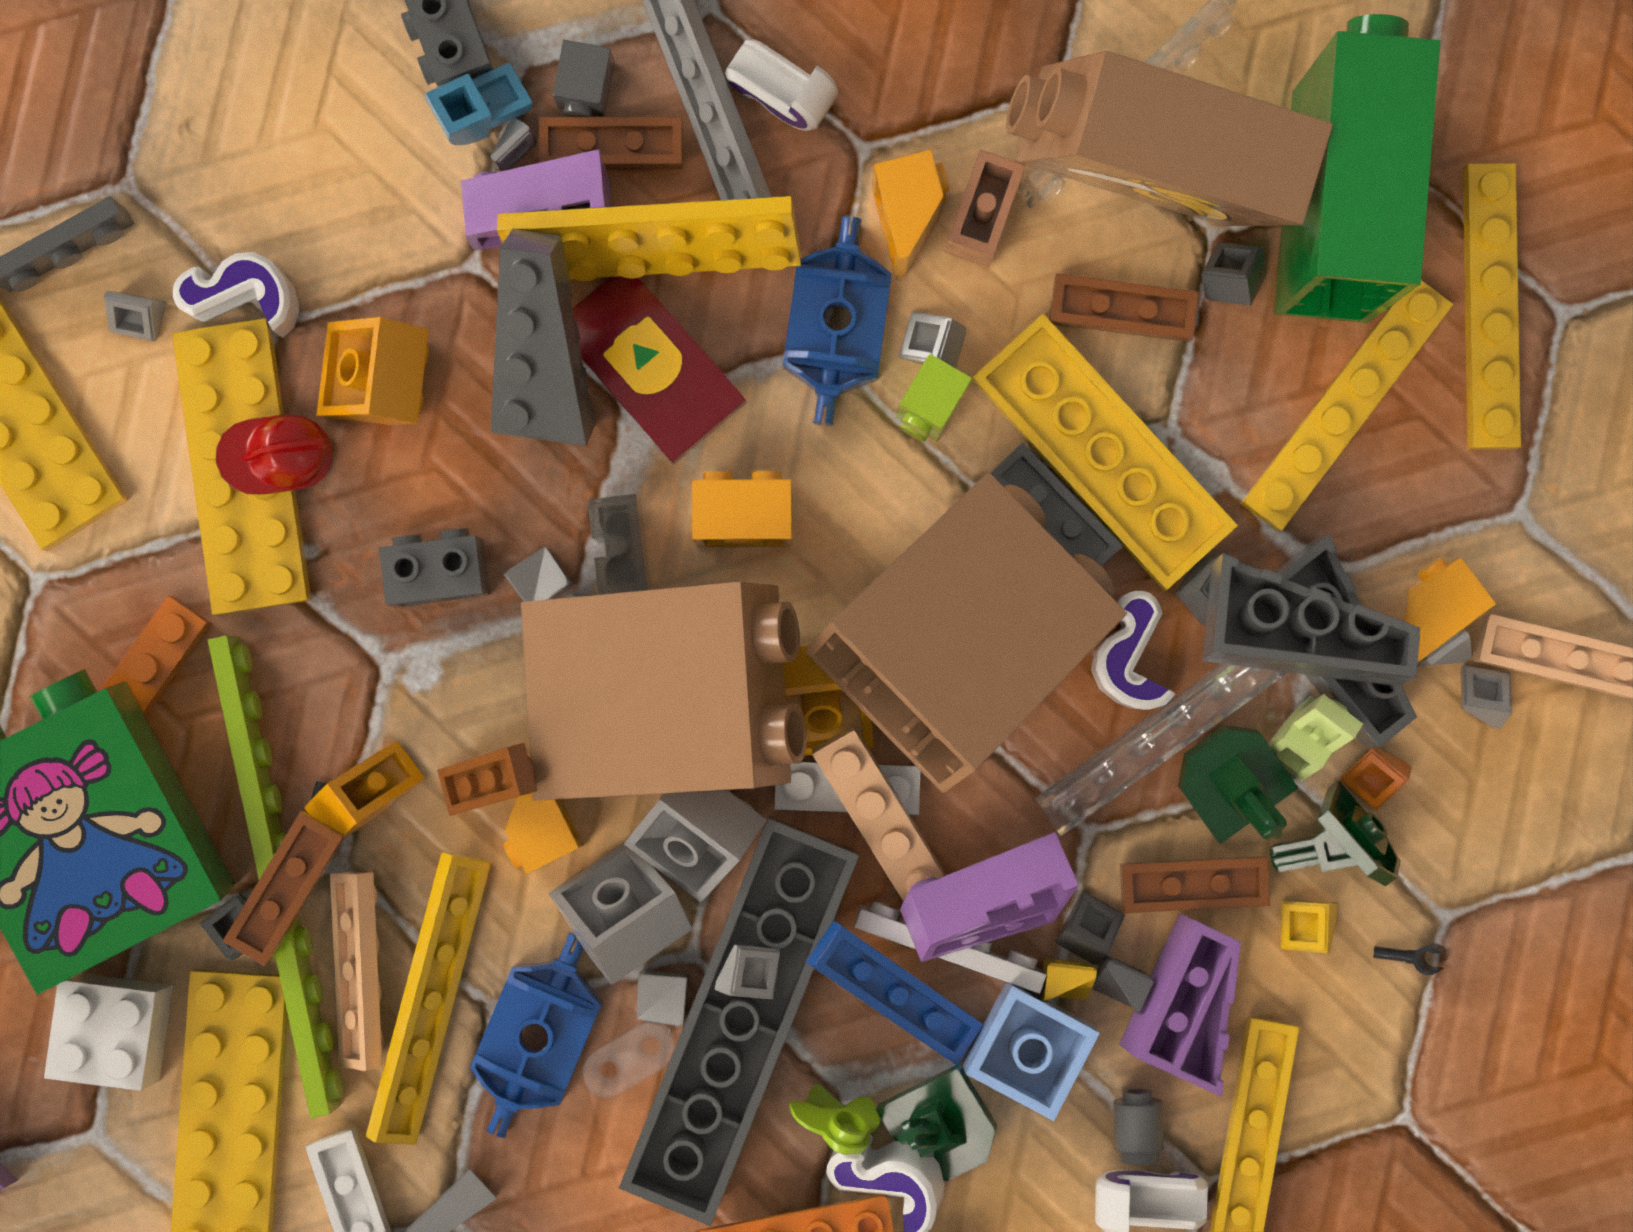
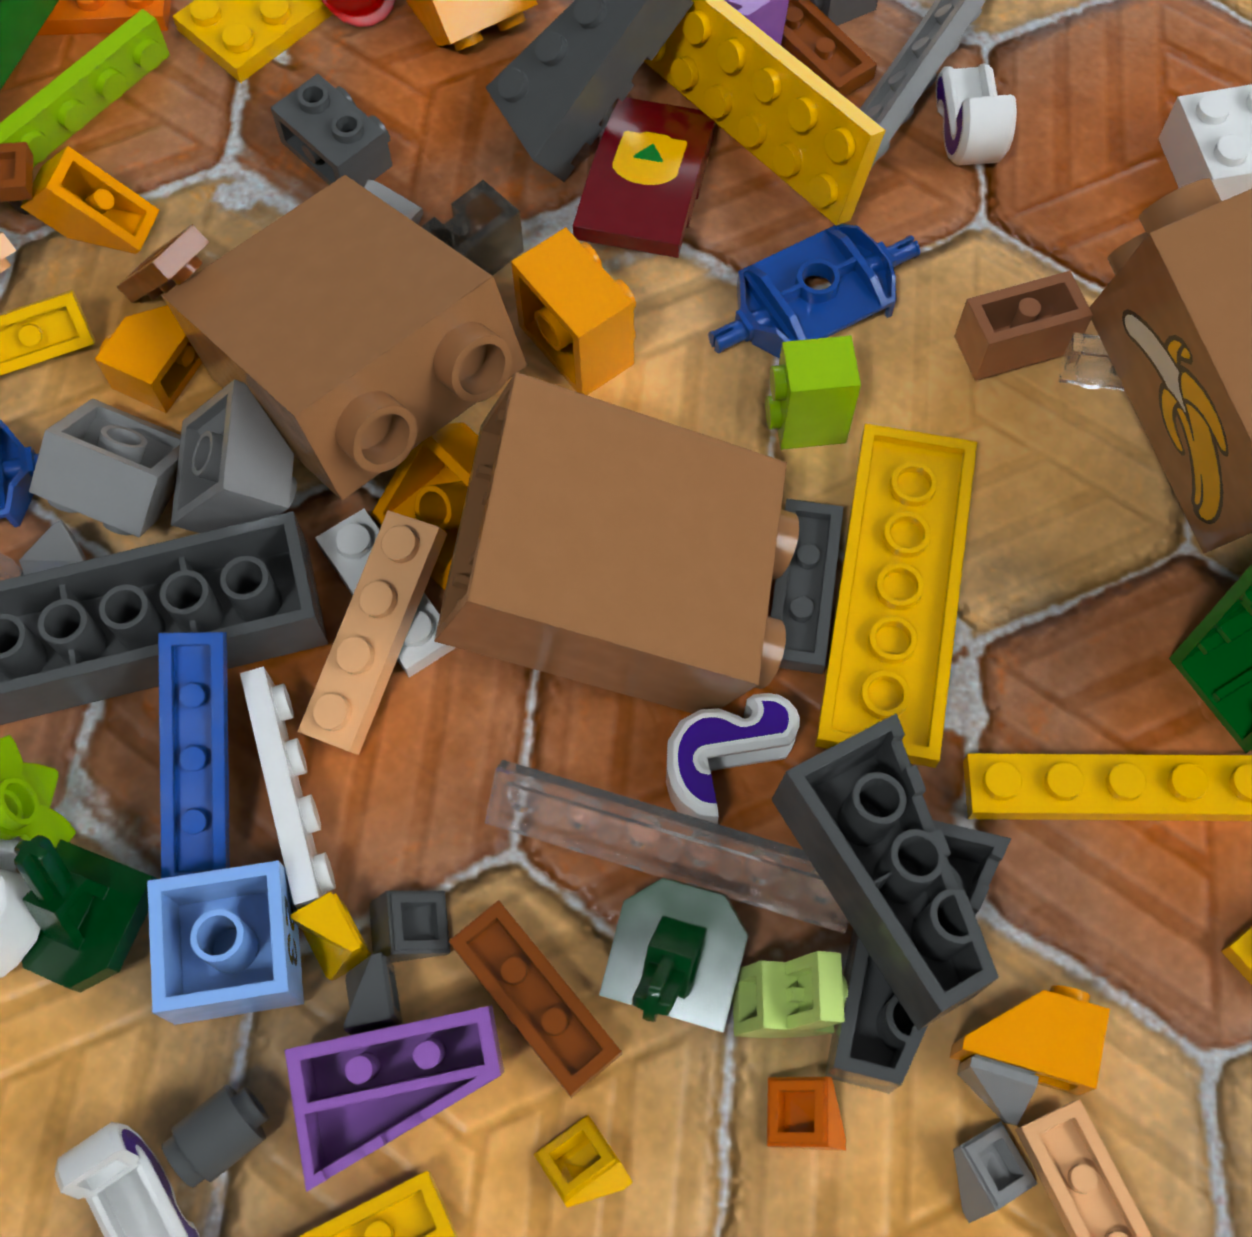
camera: 50 degrees right, 20 degrees down
(749, 972) = (119, 591): light grey slope -> none
(908, 204) = (964, 258): light orange slope -> none
(932, 335) = (880, 384): light grey slope -> none
(989, 899) = (356, 773): medium lavender wedge -> none
(1123, 307) = (1048, 512): dark orange plate -> none
(1234, 273) = (1172, 587): dark grey slope -> none
(1343, 840) = (708, 1117): piece -> none

